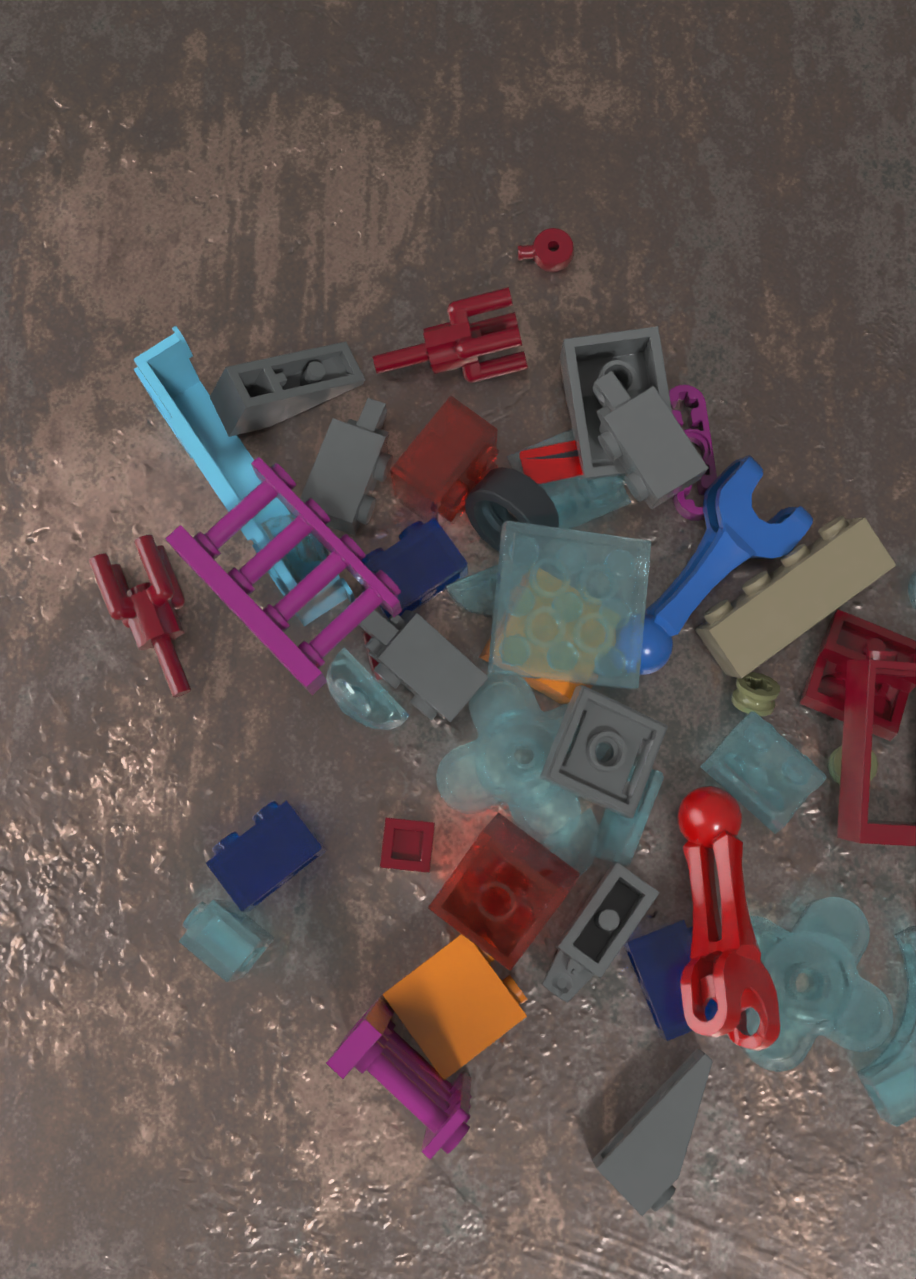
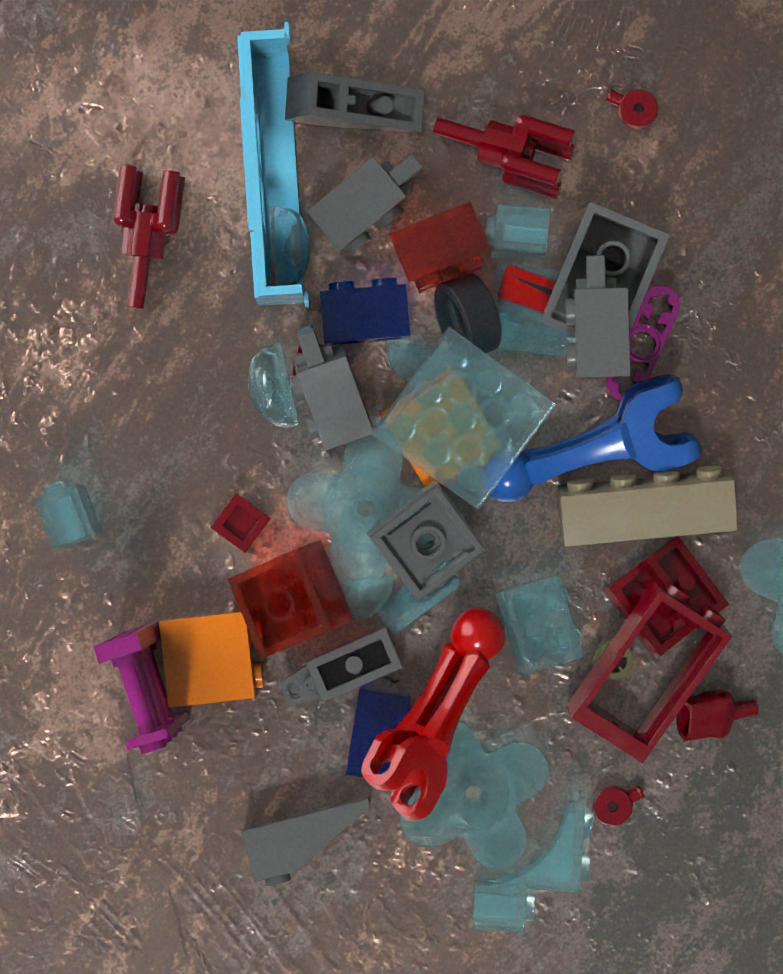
camera: 25 degrees right, 10 degrees up
(265, 855) = (130, 468): clear blue brick -> none
(272, 621) = (220, 262): magenta fence -> none
(516, 406) = (518, 232): none -> clear light blue brick
(756, 694) = (572, 564): olive bush -> none

